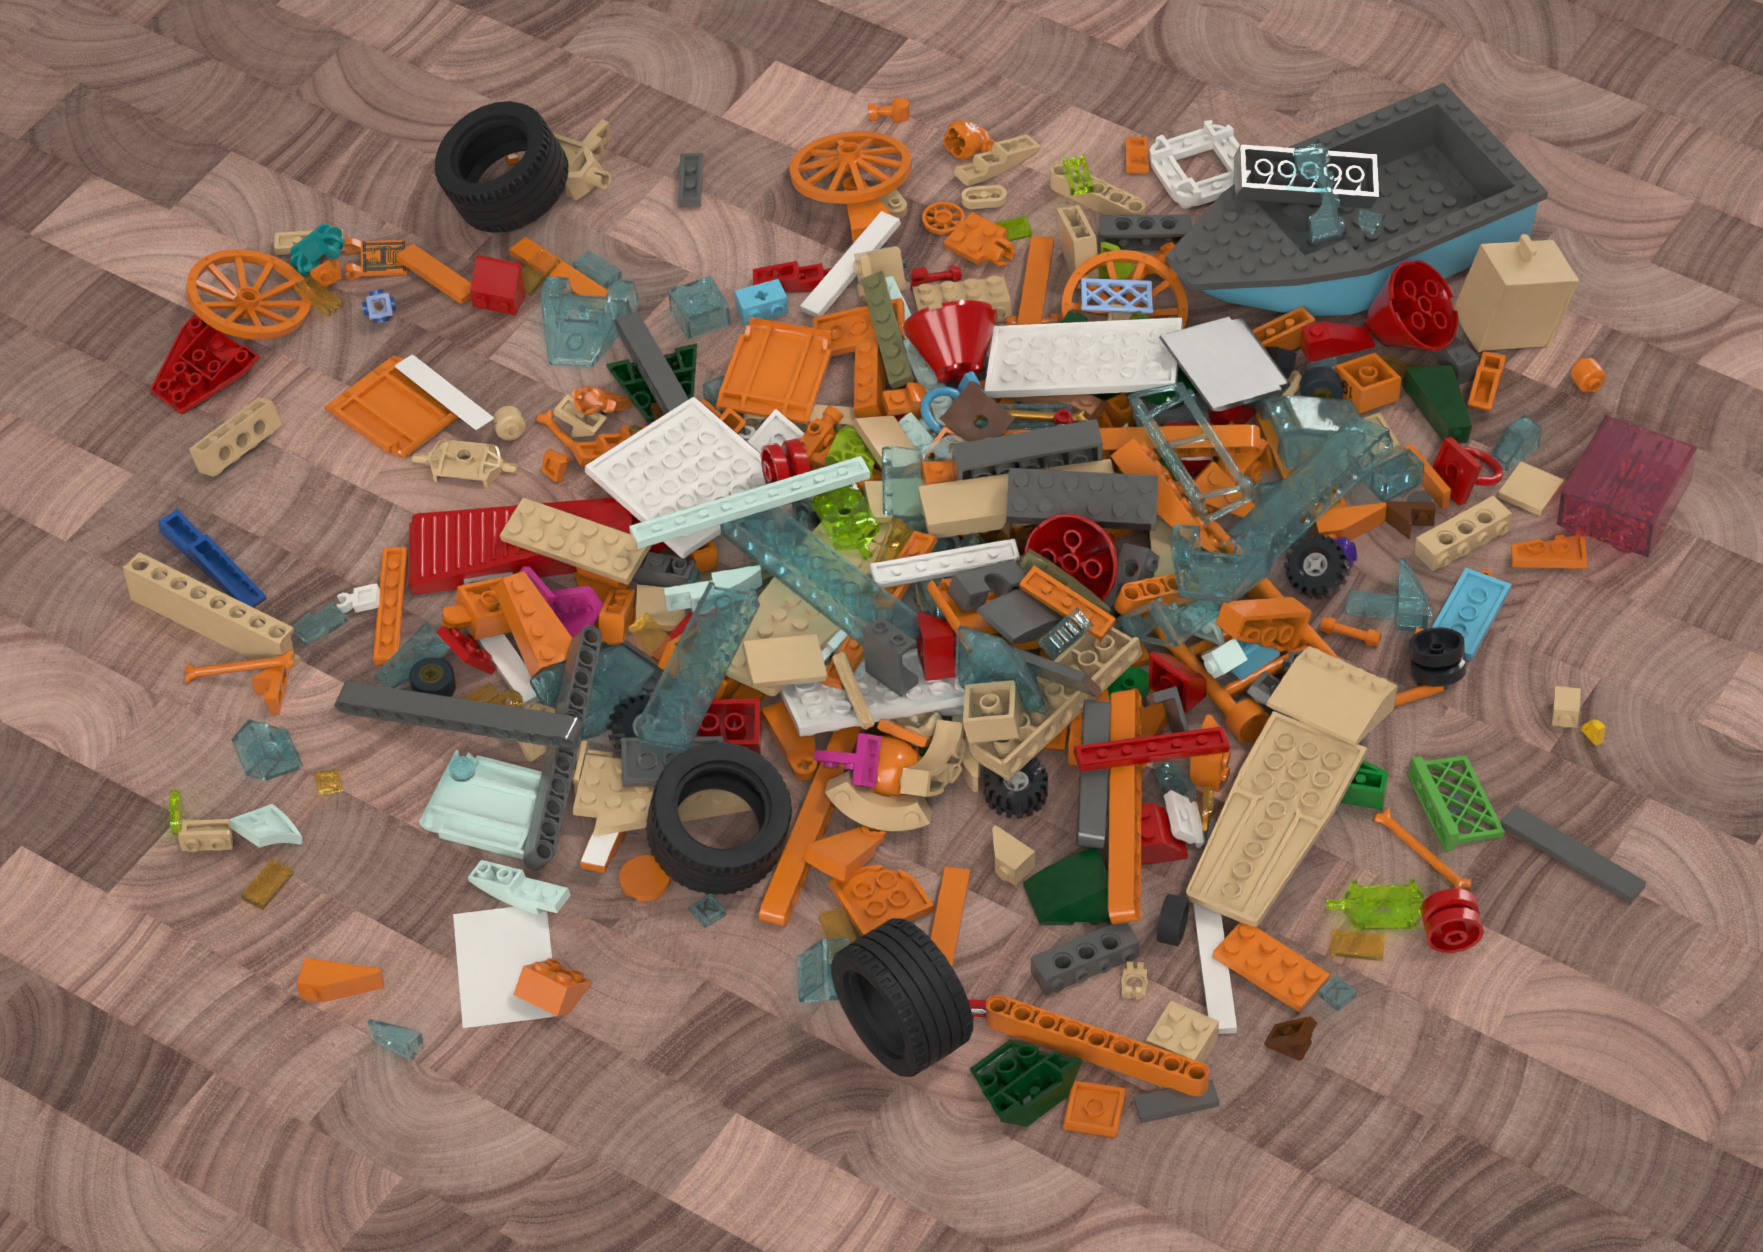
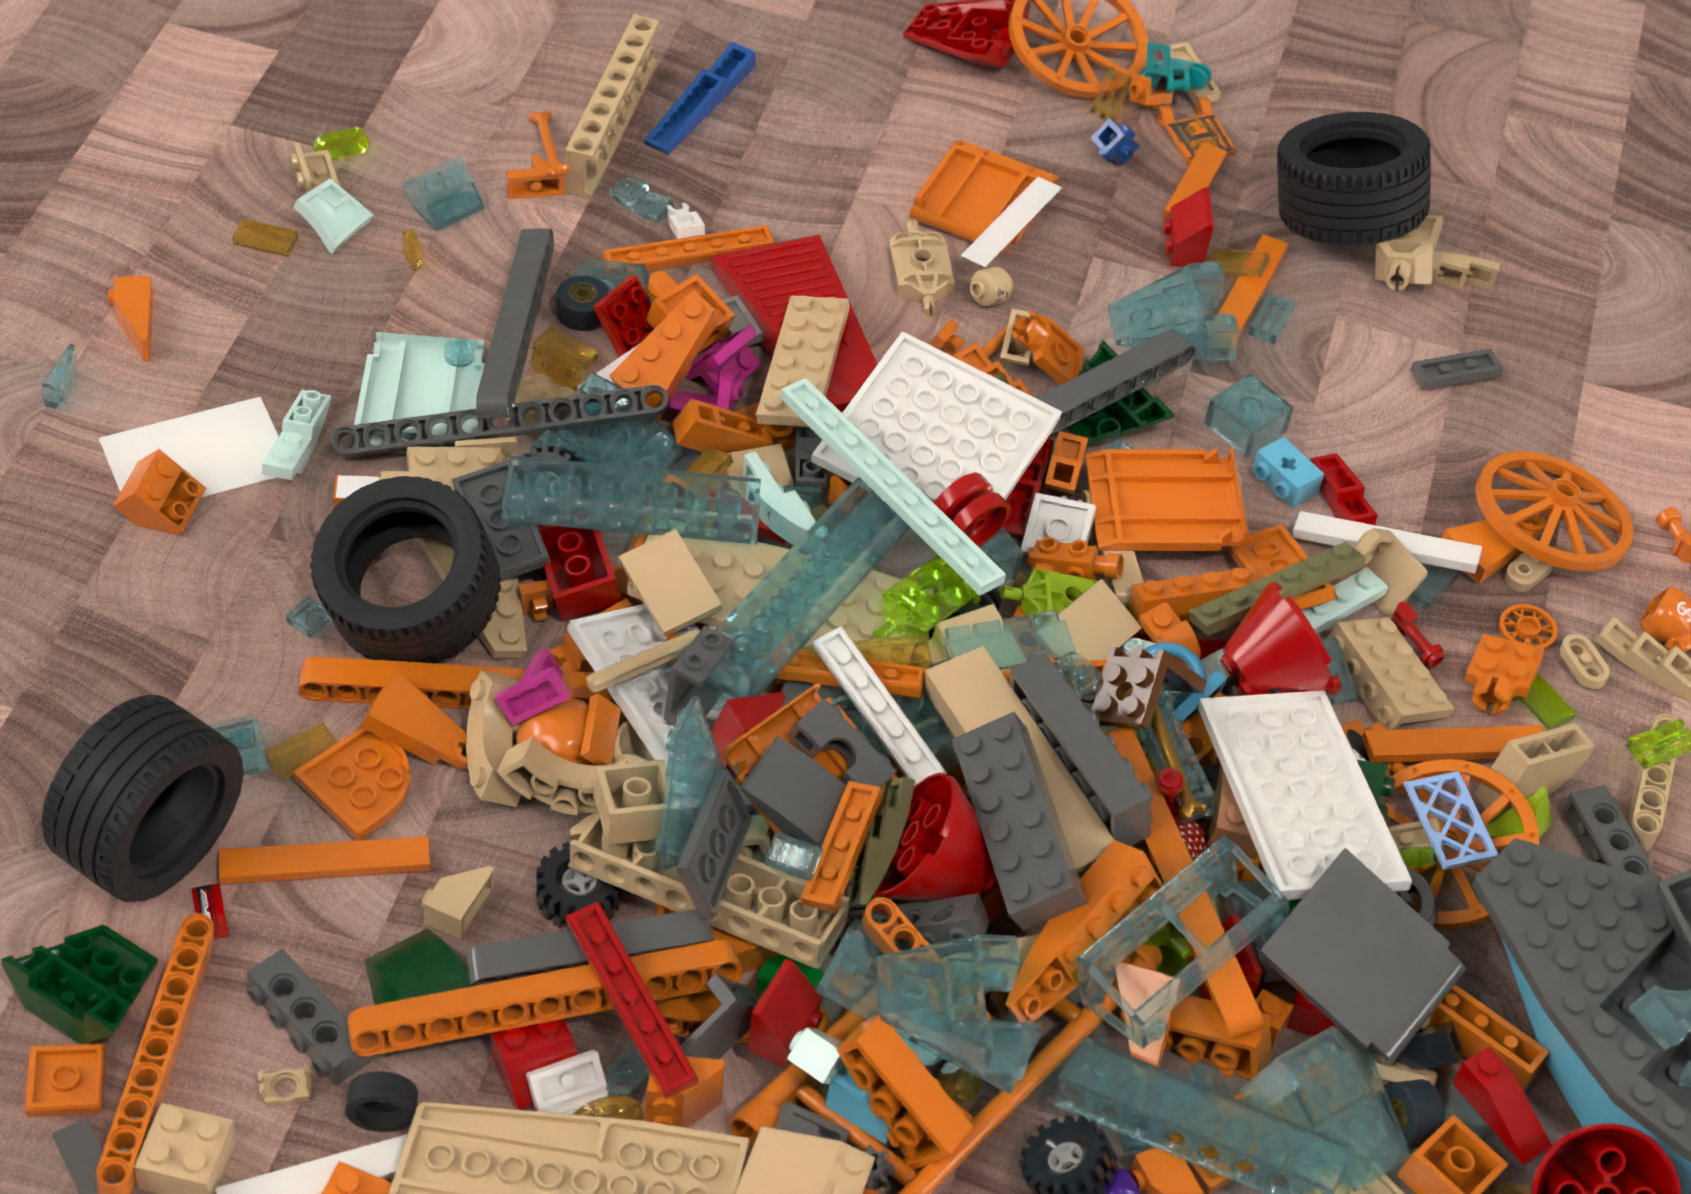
camera: 65 degrees right, 0 degrees up
(235, 437) = (913, 79): tan brick -> none

